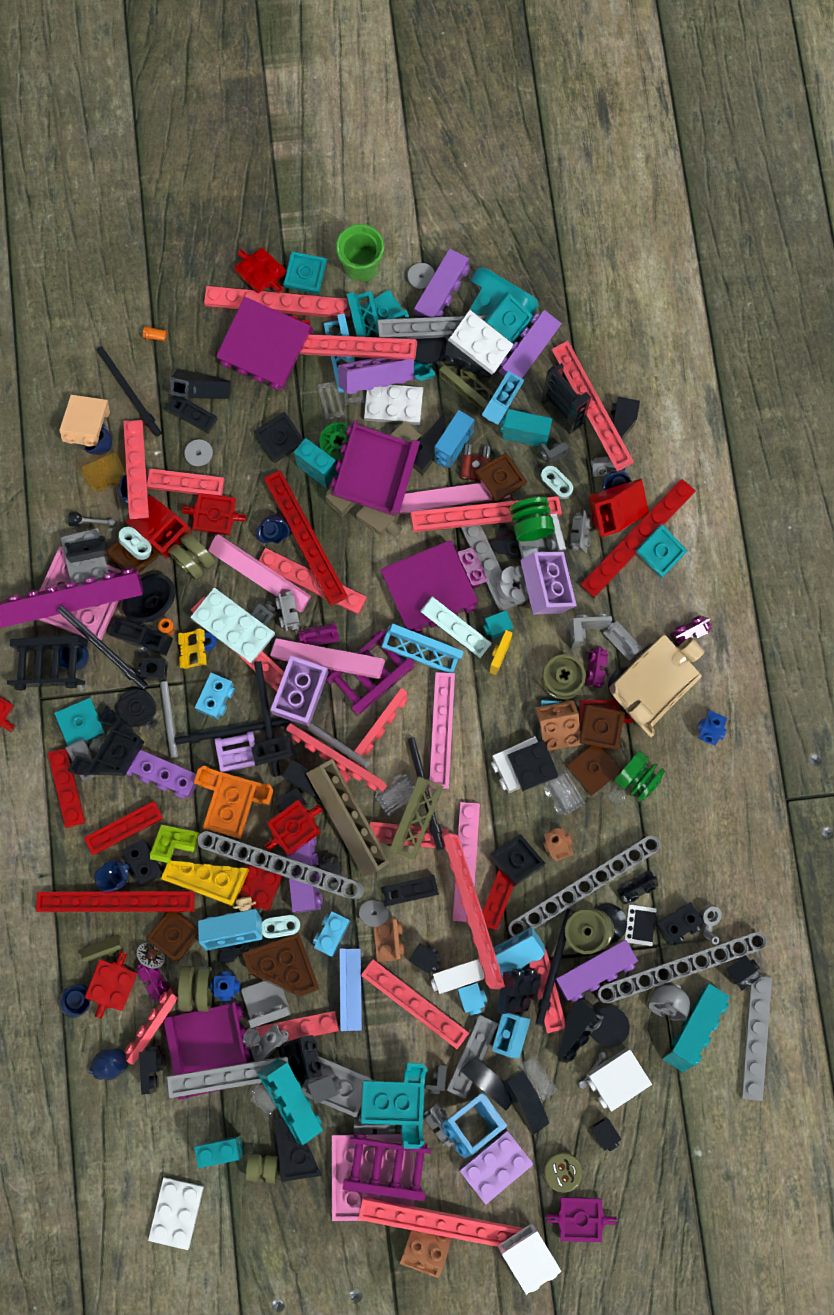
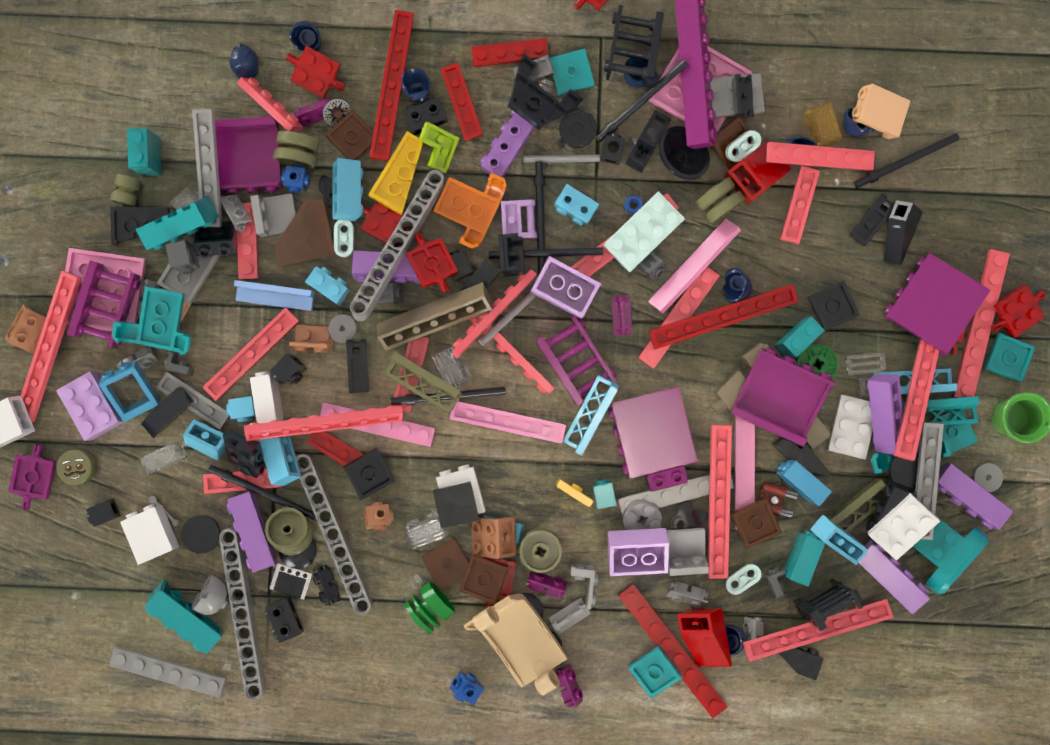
camera: 100 degrees right, 10 degrees up
(76, 519) = (778, 91): hinge -> none
(102, 949) = (350, 68): olive slope -> none
(150, 1062) = (233, 98): black plate -> none
(155, 334) = (964, 194): orange pin -> none
(166, 622) = (657, 164): orange pin -> none
(176, 1213) = (101, 107): white plate -> none
(187, 650) = (627, 185): yellow piece -> none
(198, 452) = (829, 222): light grey piece -> none
(214, 514) = (762, 229): red plate -> none
(244, 903) = (368, 206): tan plate -> none
(251, 1038) = (242, 196): clear plate -> none
(285, 603) = (642, 288): light grey hinge -> none
(329, 658) = (595, 320): bright pink tile -> none
(455, 627) = (607, 451): light aqua tile -> none
(509, 317) = (926, 560): teal plate -> none
(526, 1101) = (144, 443): black slope -> none
(532, 519) = (704, 547): green wheel -> none
(579, 1025) = (206, 507): black slope -> none
(710, 921) = (285, 650): light grey plate -> none
(744, 972) = (227, 672): black brick -> none

